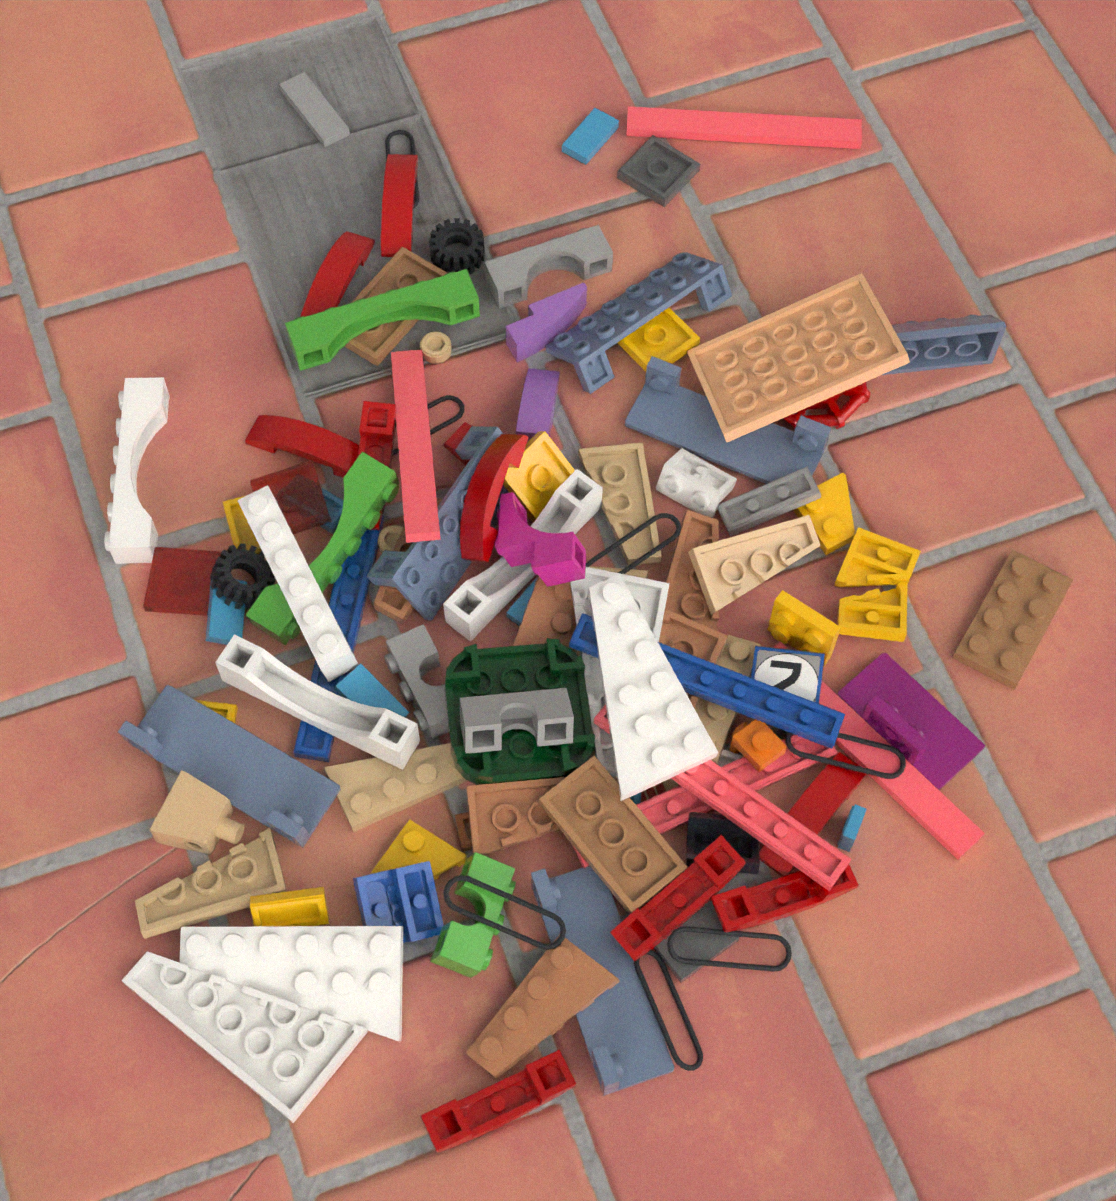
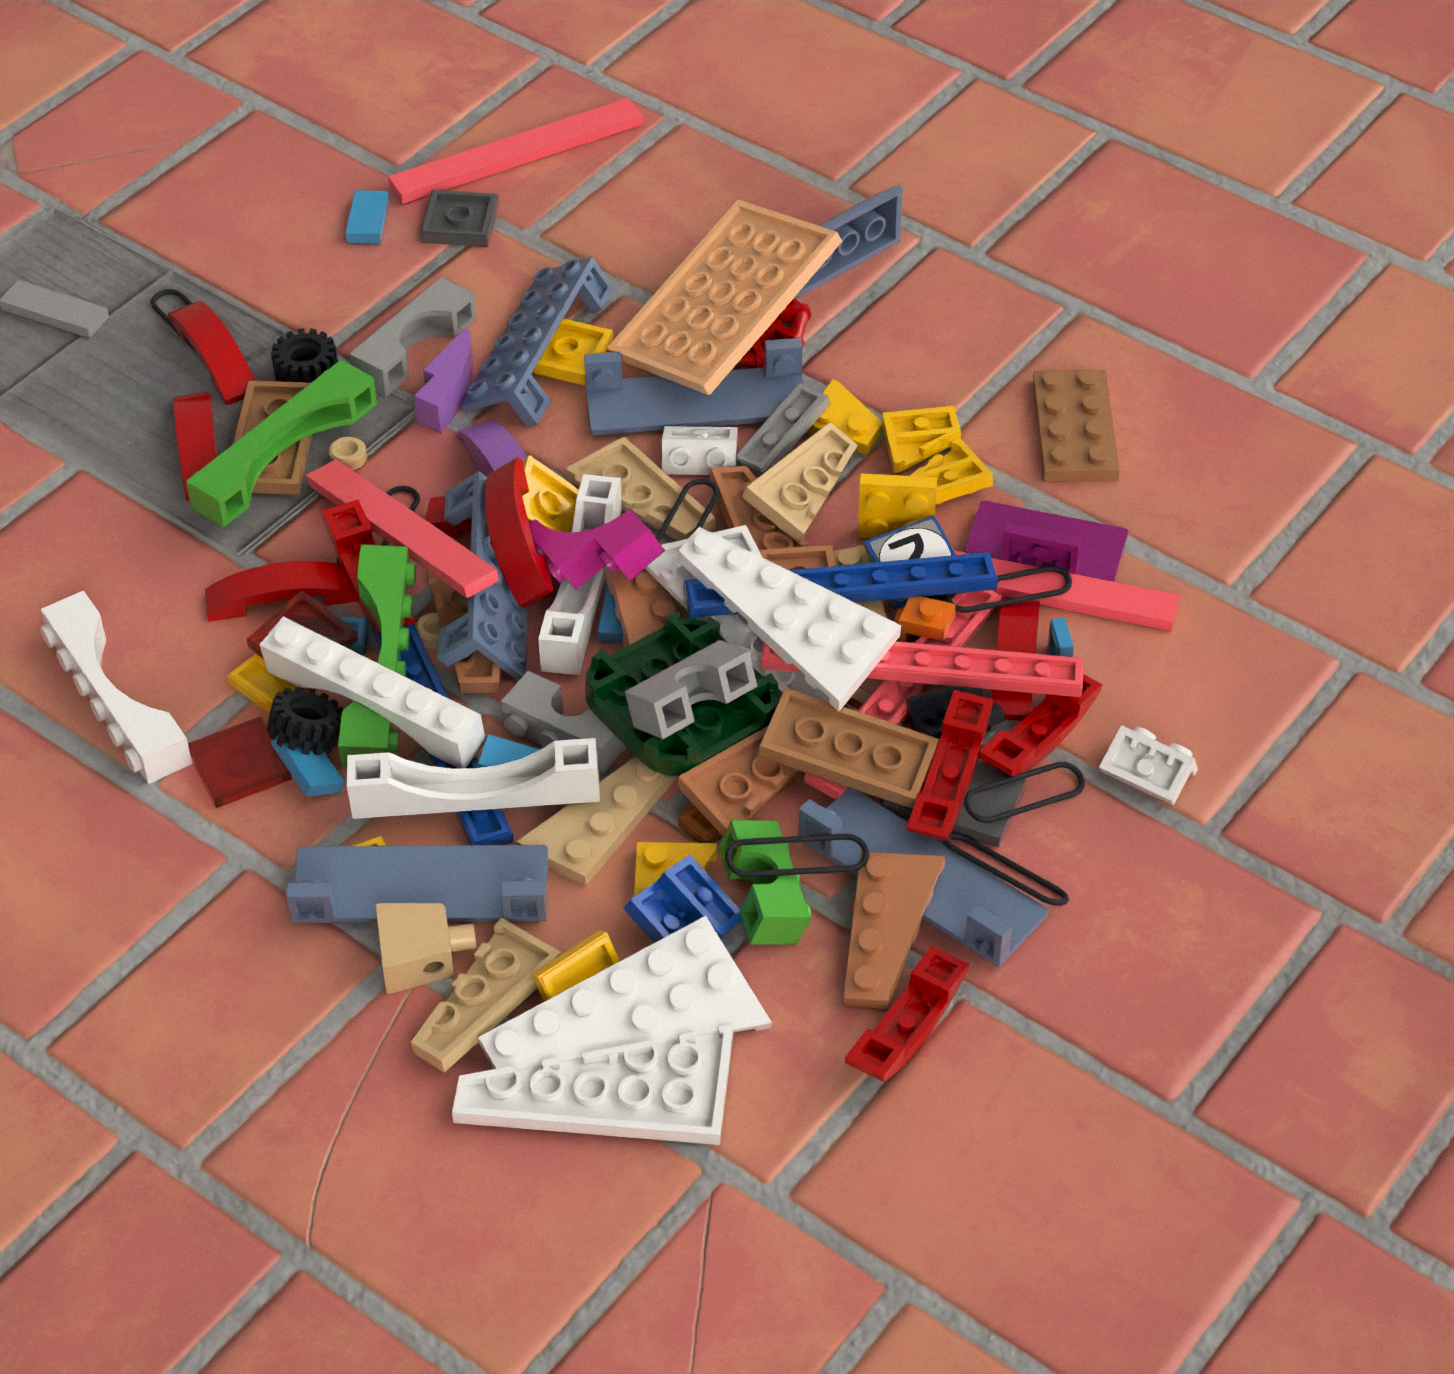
camera: 30 degrees left, 15 degrees down
(847, 981) = (1148, 764): none -> white bracket

